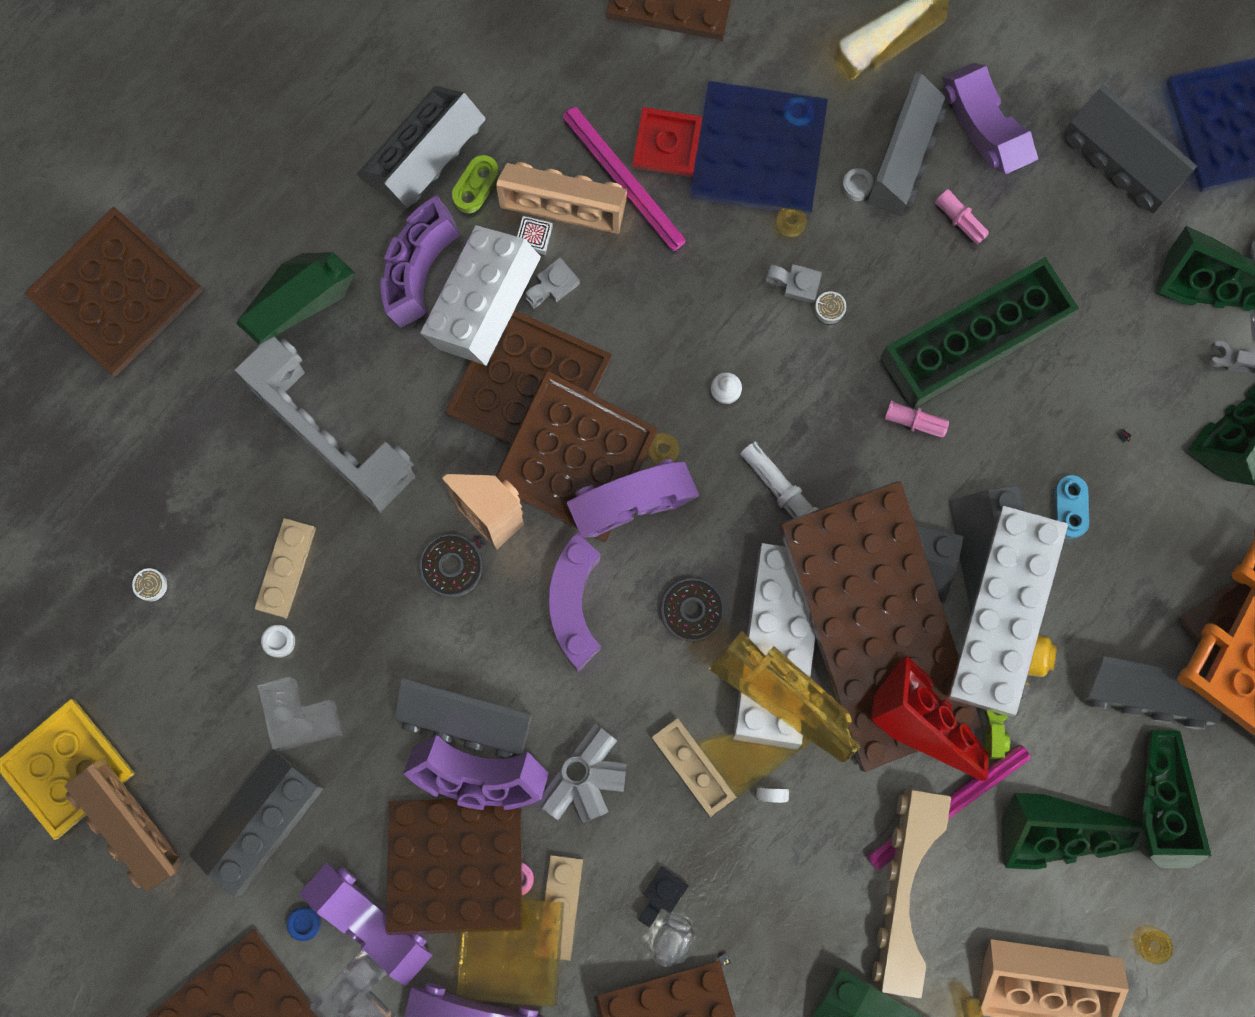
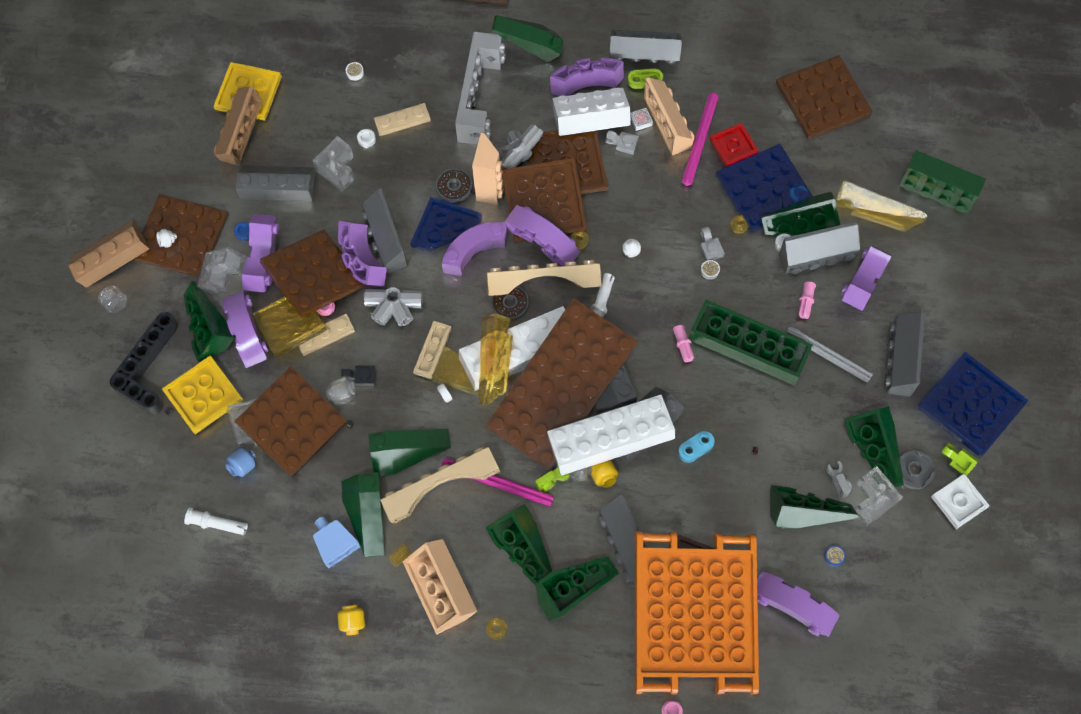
camera: 60 degrees right, 10 degrees down
(466, 434) = (519, 146): none -> light grey piece
(506, 622) = (442, 224): none -> clear blue plate
(668, 596) = (504, 282): none -> tan arch
(817, 909) = (405, 448): none -> dark green wedge
(847, 120) = (803, 217): none -> dark green wedge
(918, 718) = (528, 432): red wedge -> none
(1055, 245) = (832, 355): none -> light grey axle

